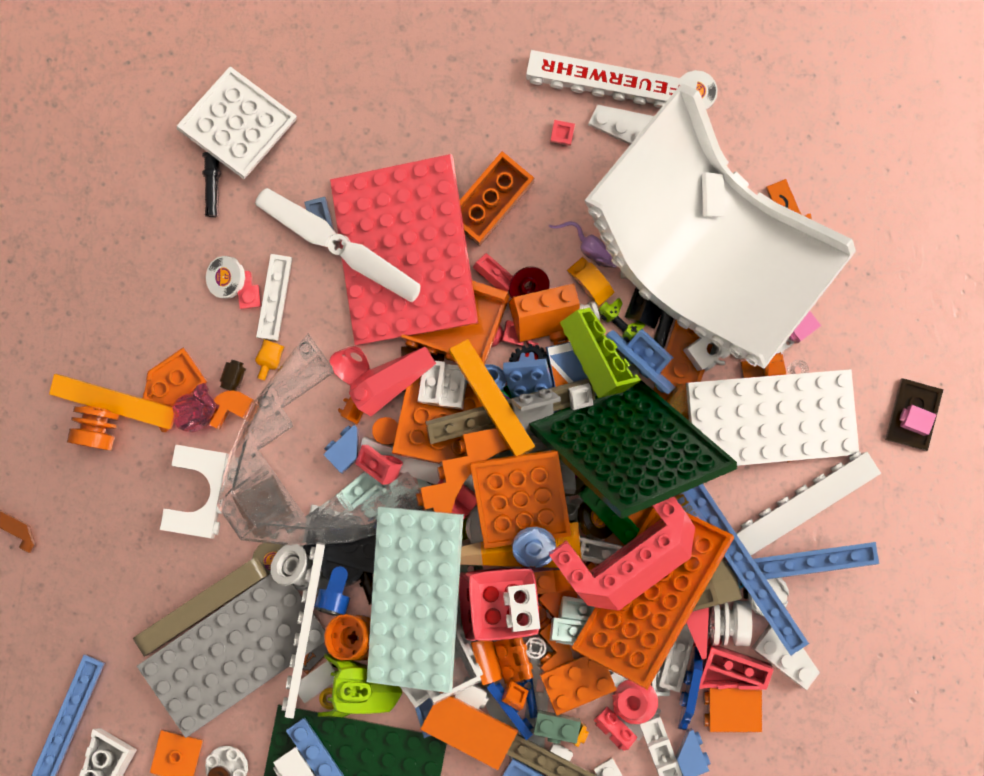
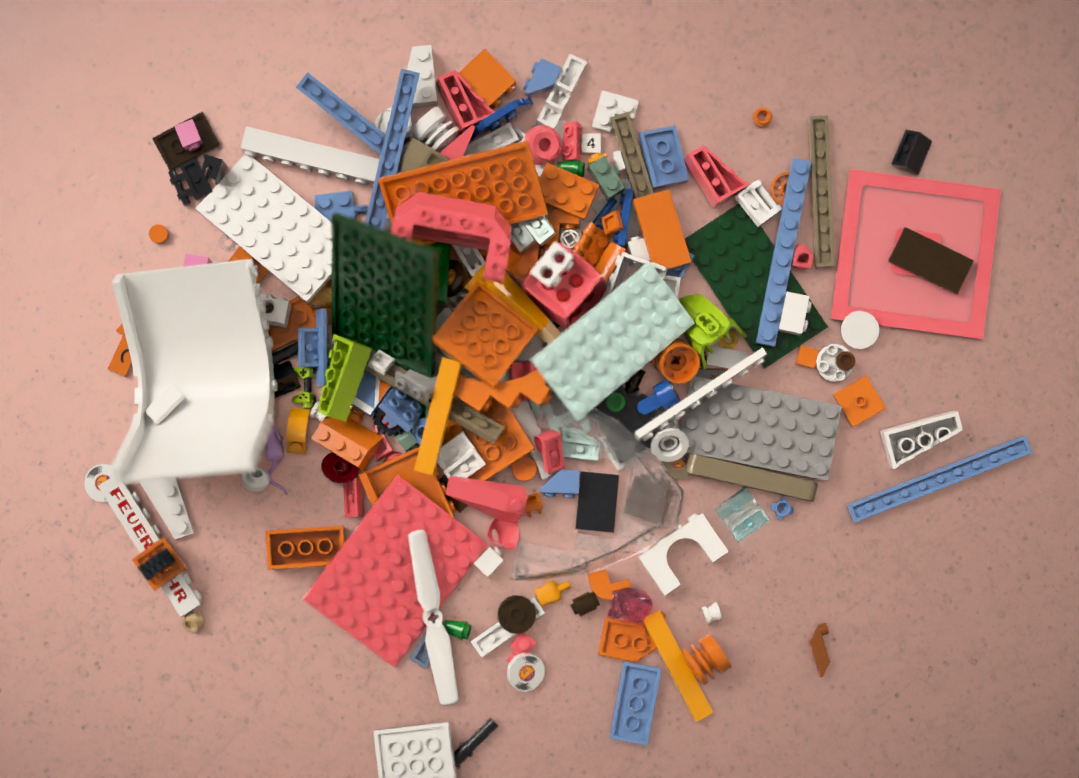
camera: 135 degrees left, 0 degrees up
(116, 340) = (635, 703): none -> medium blue plate
(125, 468) = (711, 613): none -> white wheel
(147, 611) = (782, 503): none -> medium blue plate
(180, 570) = (741, 514): none -> clear light blue slope
(253, 749) = (807, 356): none -> orange tile
(276, 313) = (516, 614): none -> dark brown tile
(303, 464) = (597, 501): none -> black tile
(310, 257) = (458, 629): none -> green cone
(339, 332) = (489, 561): none -> white brick
(365, 555) = (615, 402): none -> green tile
(498, 357) = (407, 440): none -> sand green plate
(518, 57) = (192, 622): none -> tan tile
(533, 546) = (507, 298): light blue tile -> none
(562, 132) = (216, 544): coral plate -> none
(579, 212) = (255, 480): none -> white plate
(588, 70) = (159, 564): none -> orange plate
(592, 709) = (575, 167): none -> green cone
(598, 743) = (591, 143): none -> white tile
(741, 485) = (338, 202): none -> medium blue plate
(858, 321) = (158, 234): none -> orange tile
(868, 416) = (215, 166): none -> black hinge
(875, 392) = (195, 178): none -> black plate

